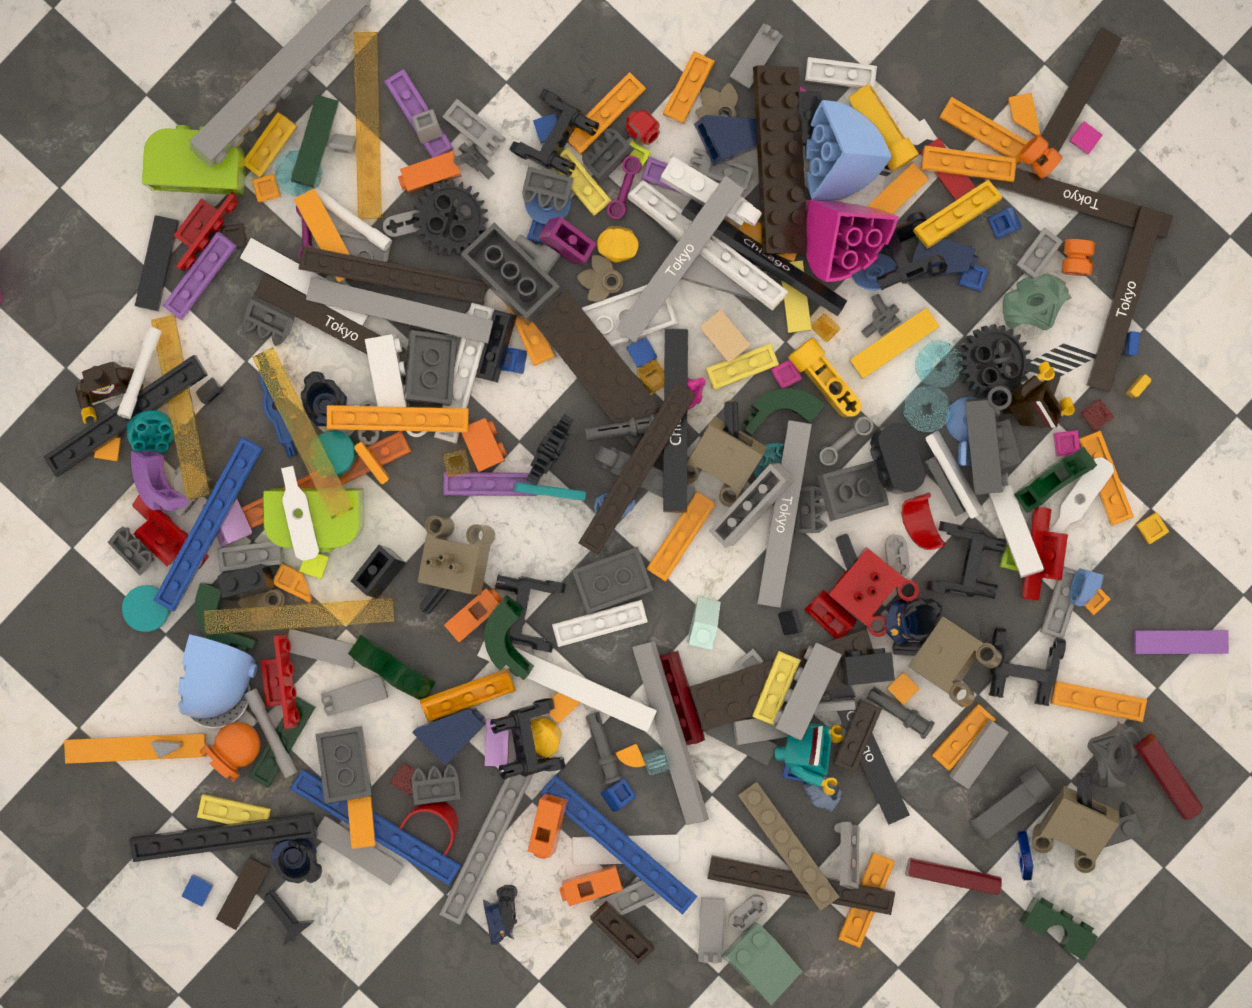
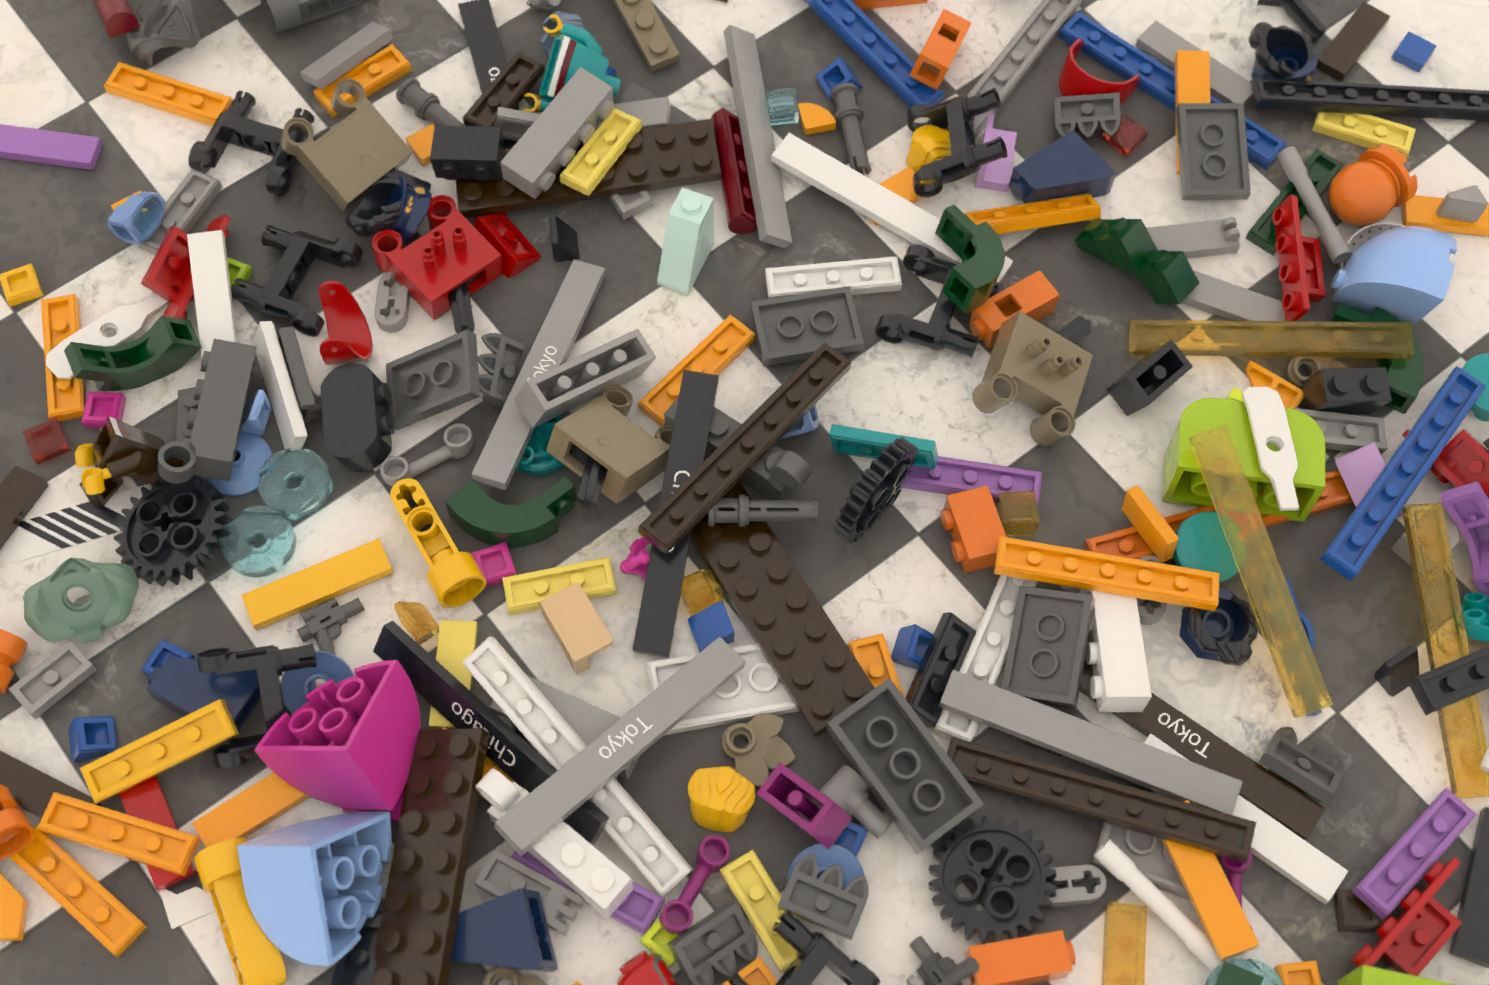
camera: 170 degrees left, 25 degrees down
(661, 847) = (804, 20): white sticker -> none

